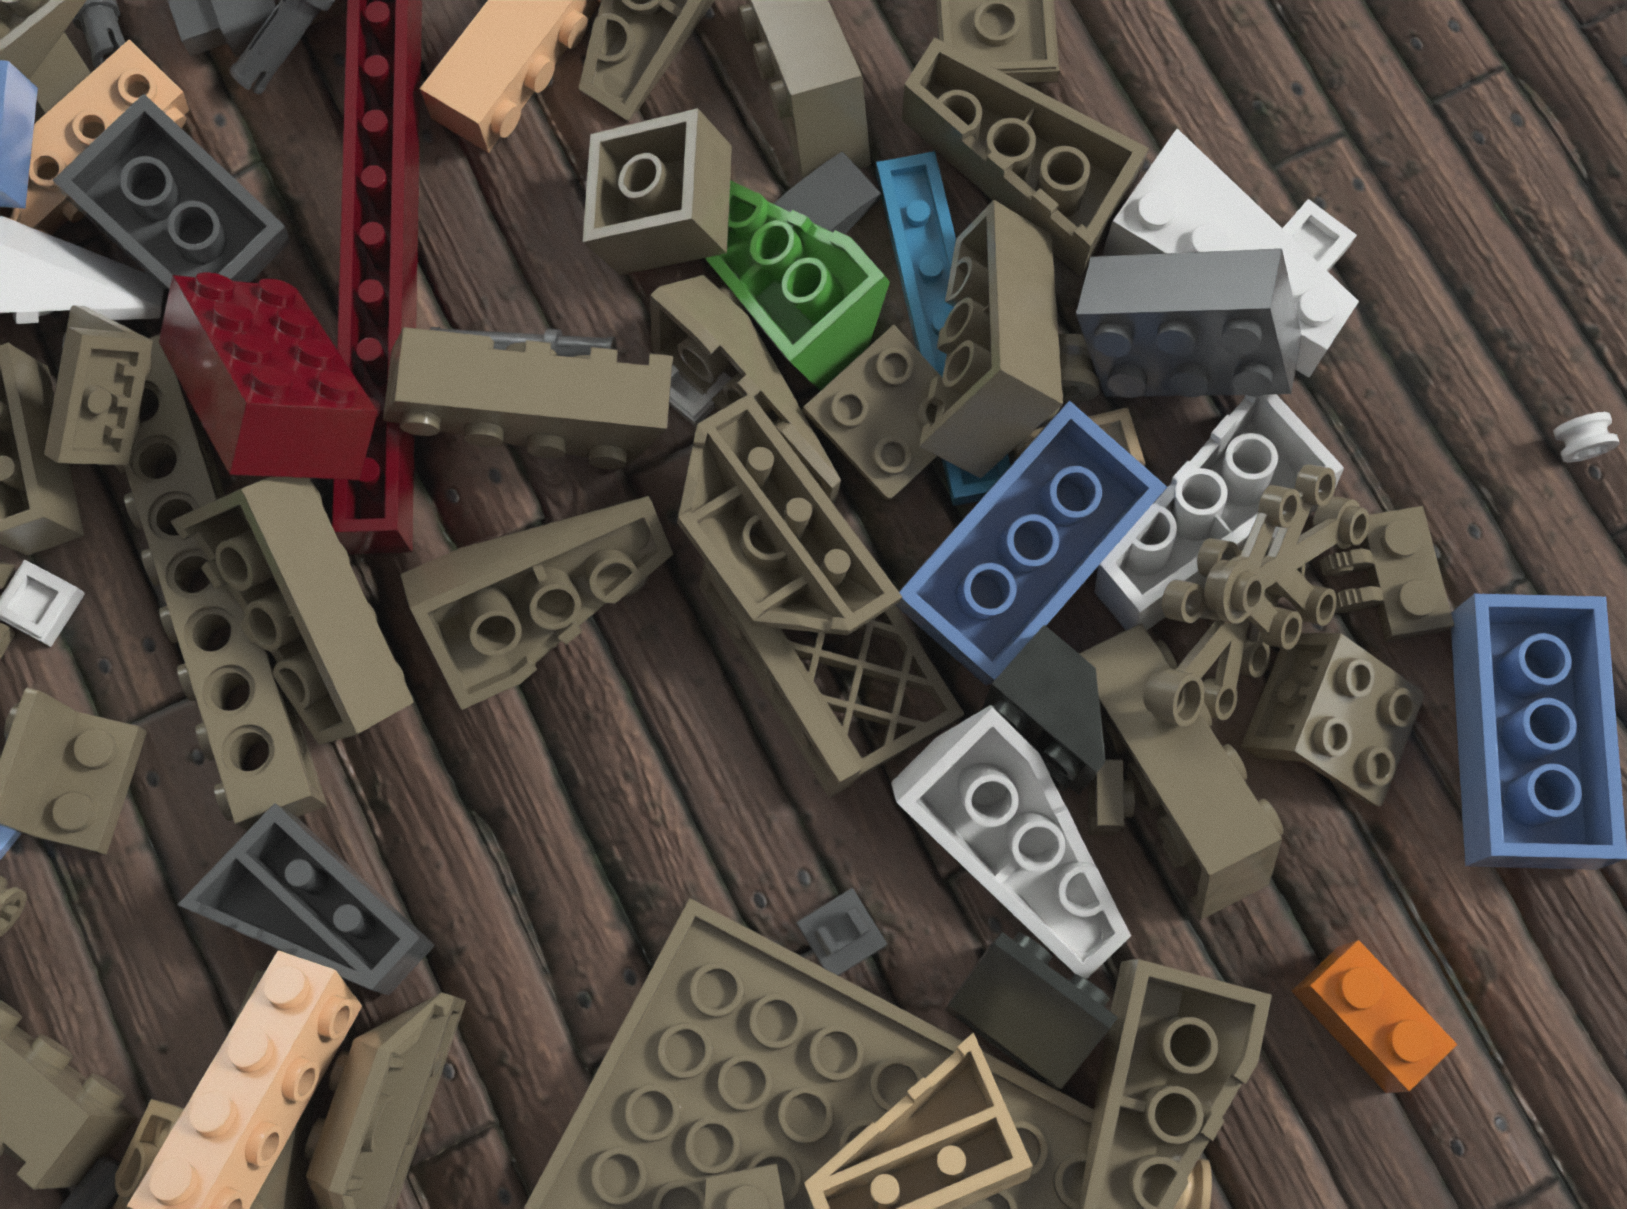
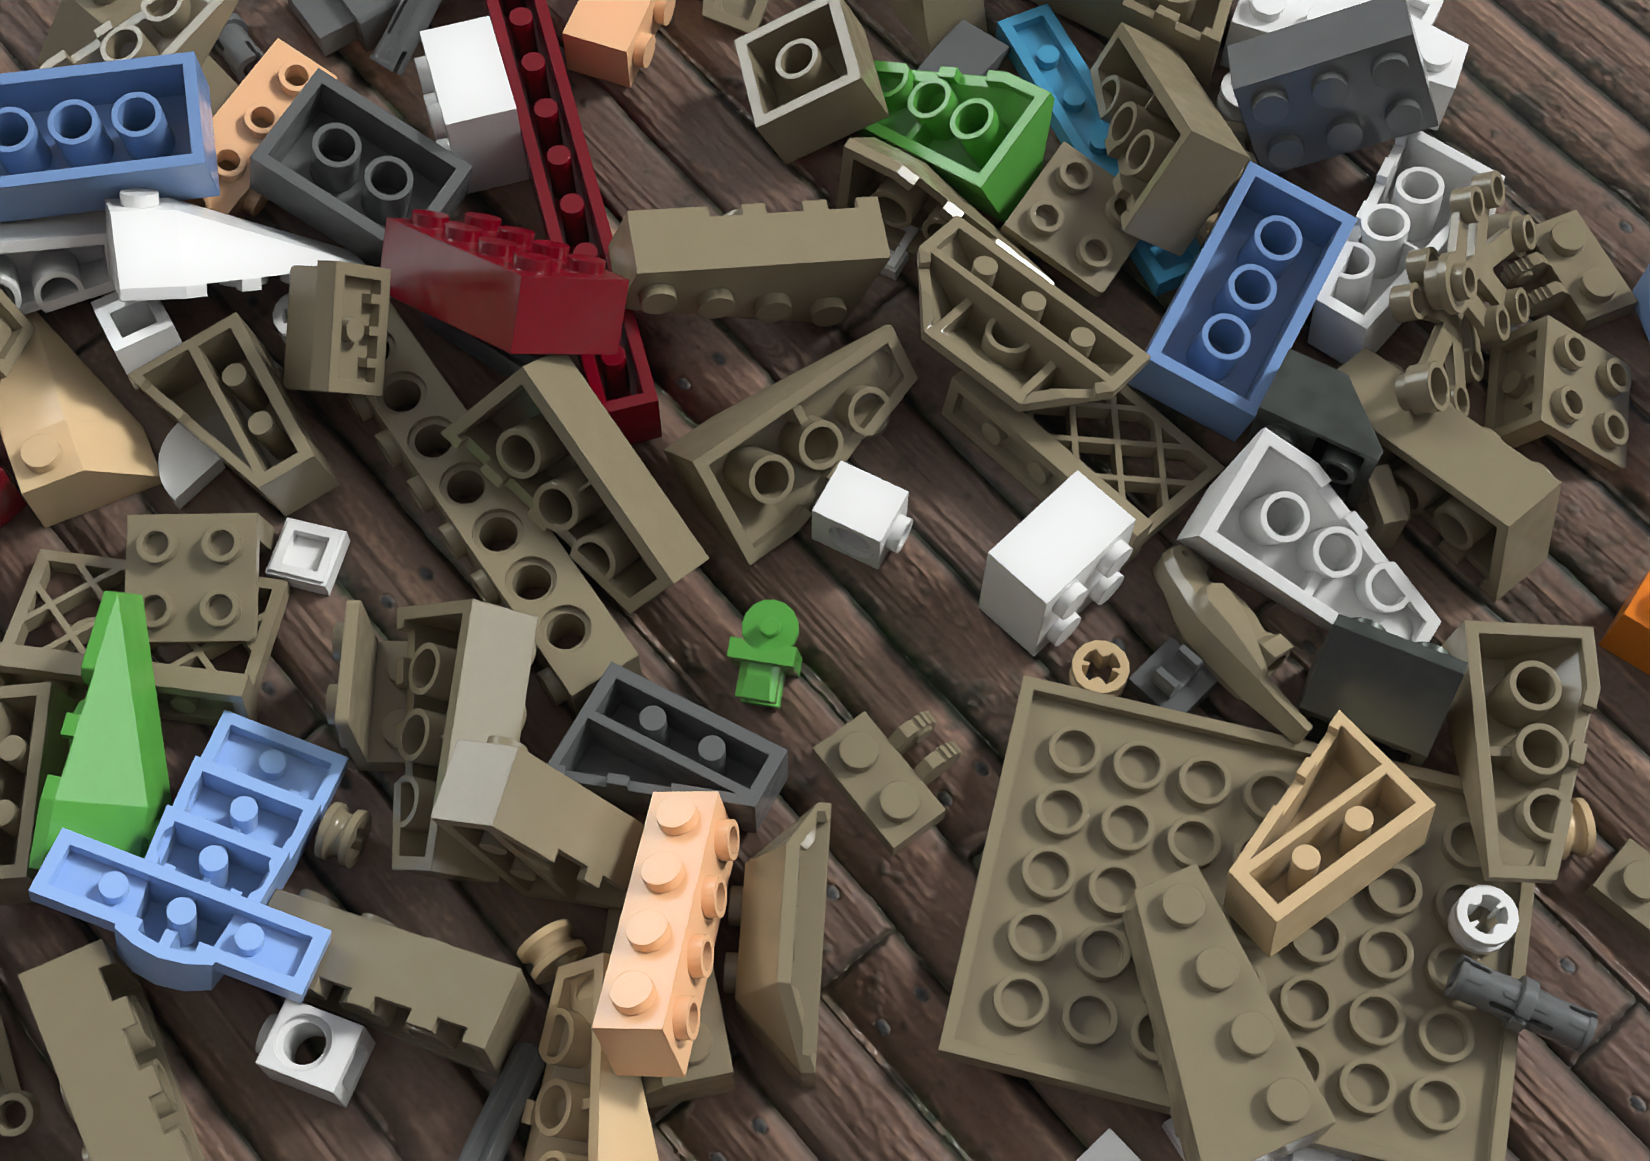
camera: 15 degrees left, 10 degrees down
(115, 845) = (463, 683): none -> dark tan wedge
(146, 958) = (537, 825): none -> dark tan wedge
(157, 1074) = (550, 949): none -> tan bush
(299, 148) = (472, 102): none -> white brick
(433, 825) = (766, 653): none -> bright green hips
(523, 971) = (880, 781): none -> dark tan hinge
(580, 687) = (861, 515): none -> white brick
(751, 793) = (1057, 564): none -> white brick
(781, 889) = (1102, 655): none -> tan bush
(905, 902) = (1228, 638): none -> dark tan animal

